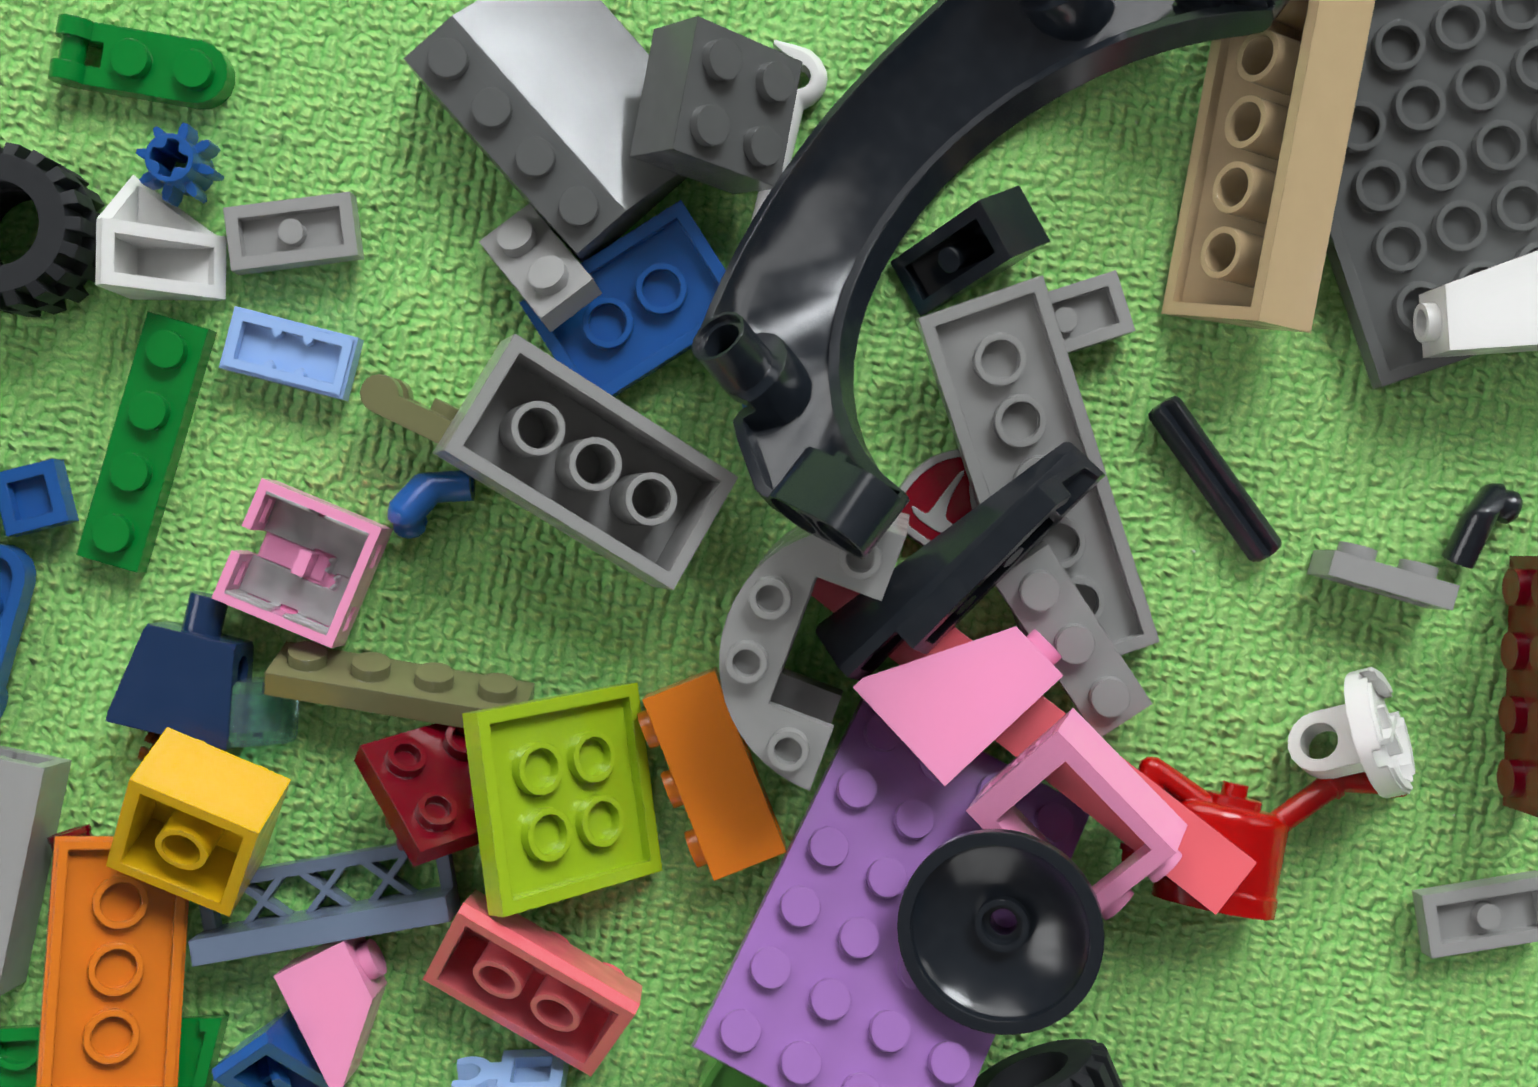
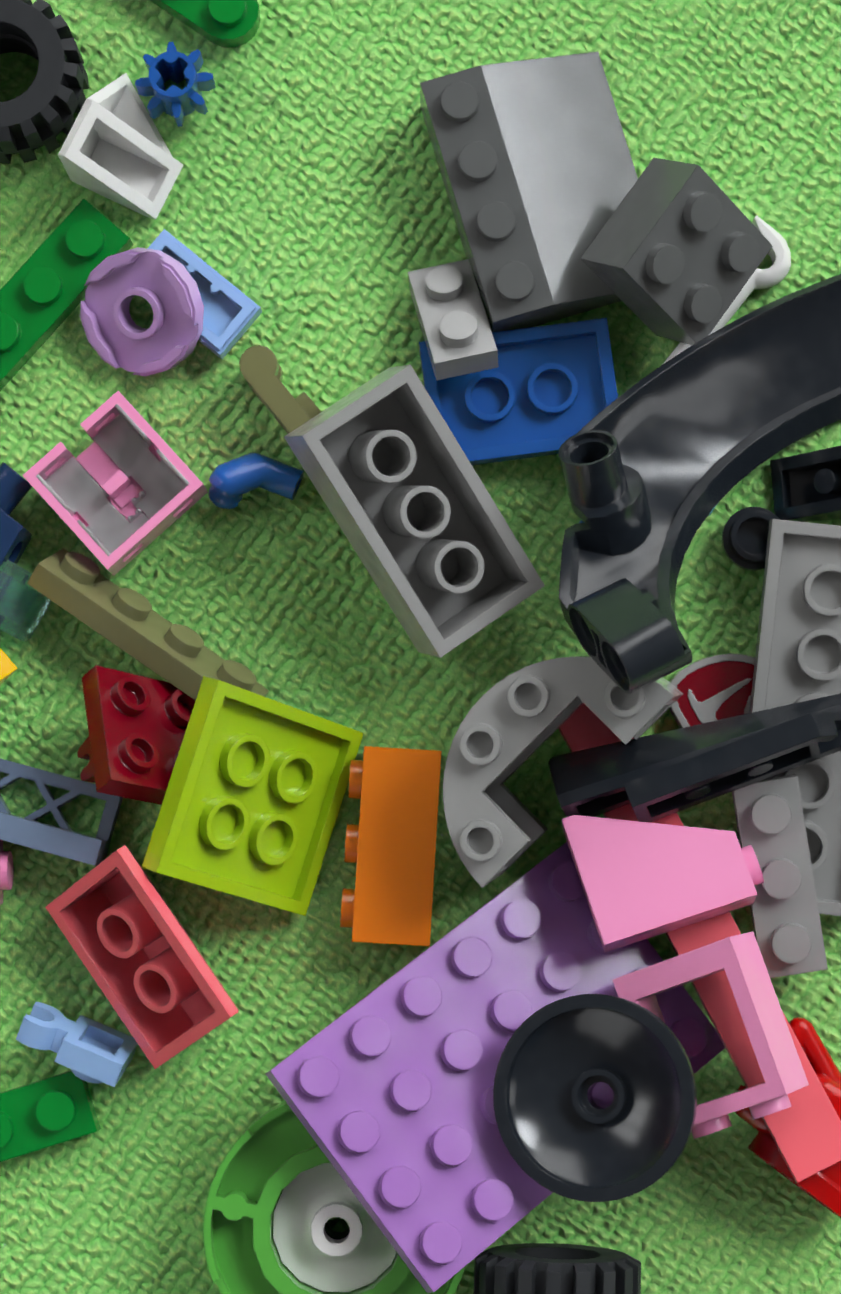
camera: 25 degrees right, 5 degrees down
(268, 365) = (174, 303): none -> lavender tile
(293, 233) = (246, 189): light grey plate -> none
(901, 342) = (747, 536): none -> black plate

